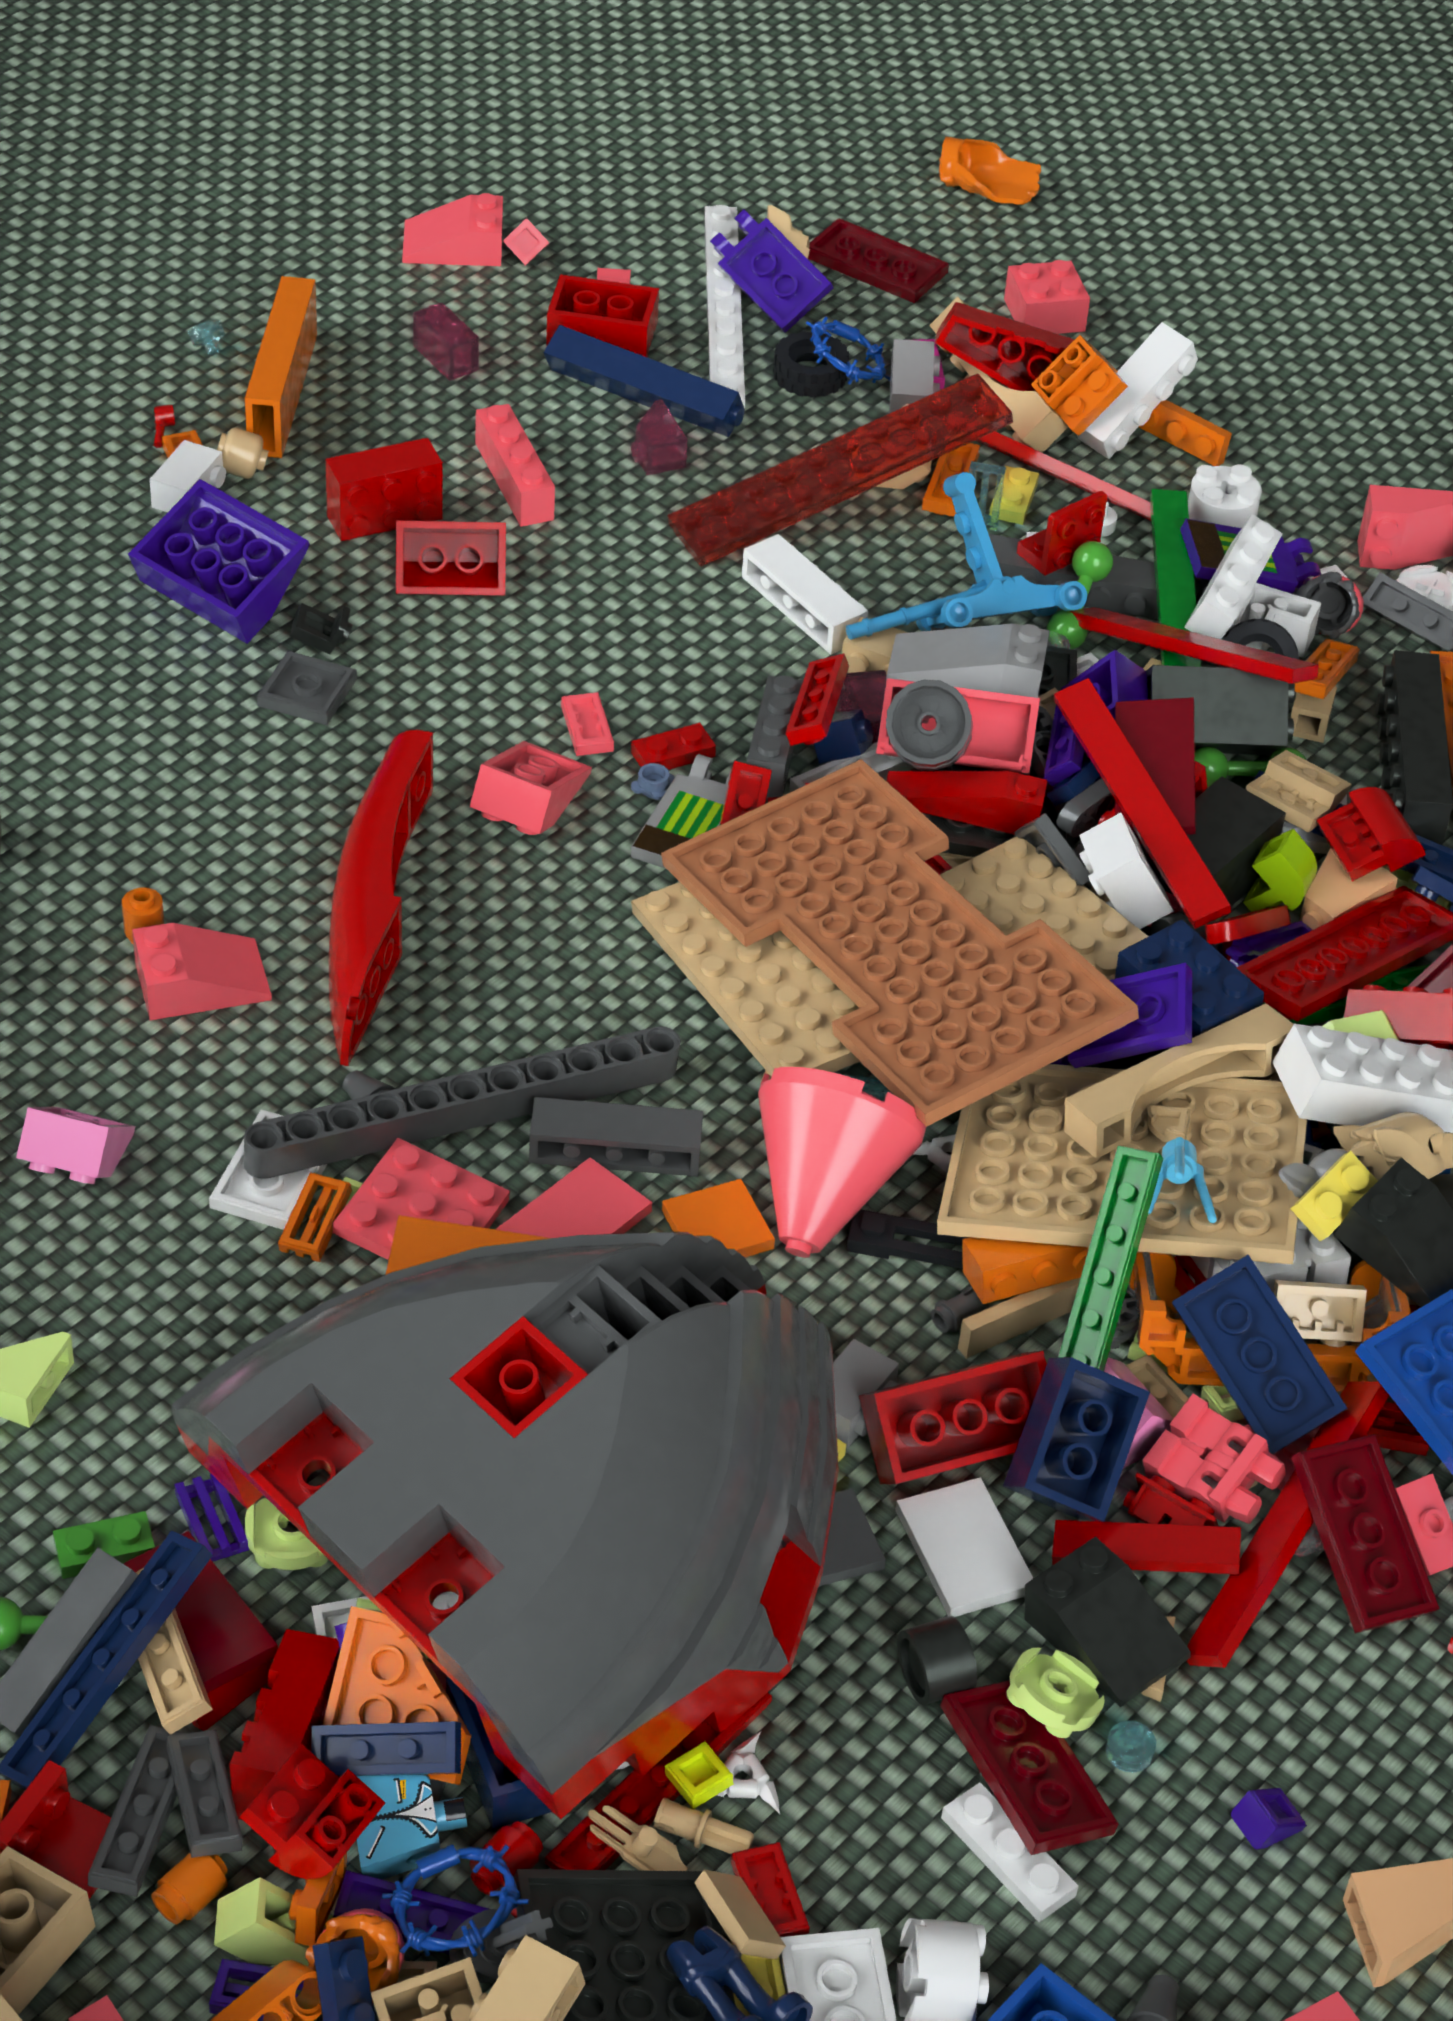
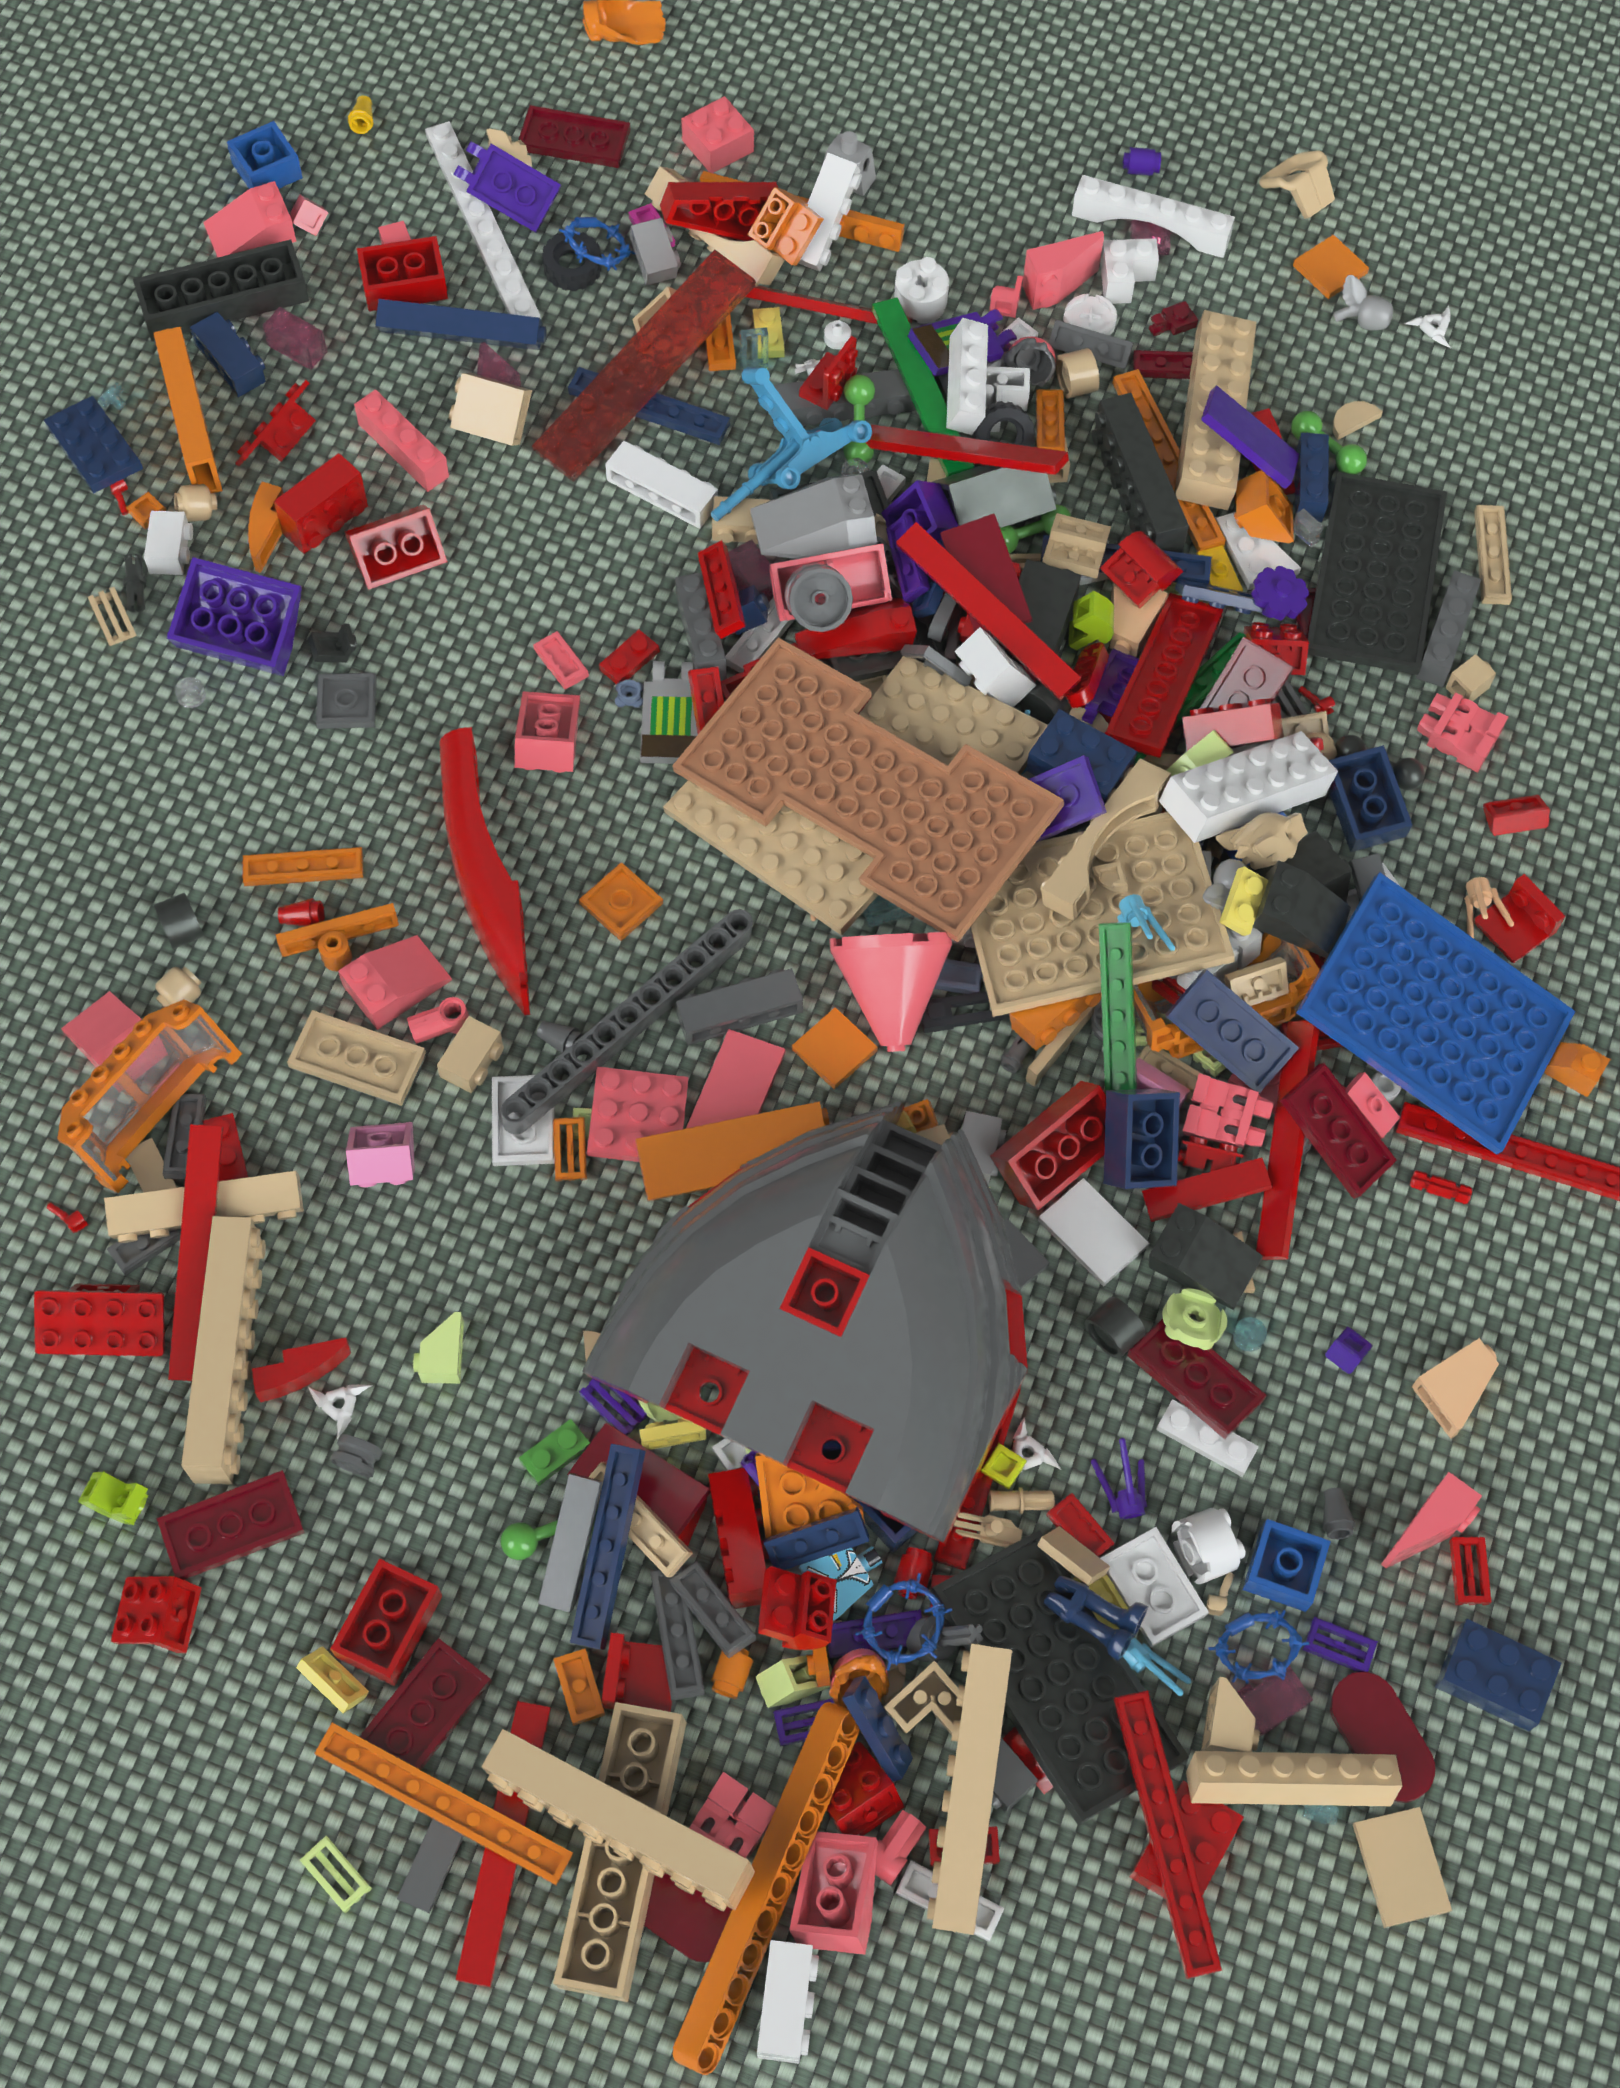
camera: 20 degrees left, 20 degrees up
(83, 513) = (104, 598): none -> tan tile
(106, 1035) = (356, 1057): none -> tan plate
(127, 506) = (134, 582): none -> pearl dark grey pin
(128, 624) = (190, 692): none -> clear tile
(128, 870) = (302, 913): none -> red cone
(158, 829) = (302, 866): none -> orange tile
(159, 370) = (93, 444): none -> dark blue plate
(180, 898) = (351, 926): none -> orange tile
(241, 1028) = (436, 1020): none -> coral piece
(246, 1075) = (470, 1055): none -> tan brick
(269, 1574) = (659, 1435): none -> light yellow plate
(304, 497) = (264, 524): none -> orange slope
(362, 335) = (228, 354): none -> dark blue brick
(382, 419) = (284, 429): none -> red bracket
(390, 273) = (230, 285): none -> pearl dark grey brick
(508, 173) = (264, 157): none -> blue brick
(527, 985) = (621, 901): none -> orange tile
(635, 460) = (490, 408): none -> tan brick
(637, 176) = (361, 115): none -> yellow cone
(856, 534) = (668, 412): none -> dark blue plate
(856, 1887) = (1129, 1502): none -> dark purple plant
(910, 1197) = (959, 977): none -> sand blue tile
(1207, 377) = (848, 148): none -> light grey torso
(1329, 543) = (1006, 298): none -> coral panel
(1383, 630) = (1077, 373): none -> tan piece

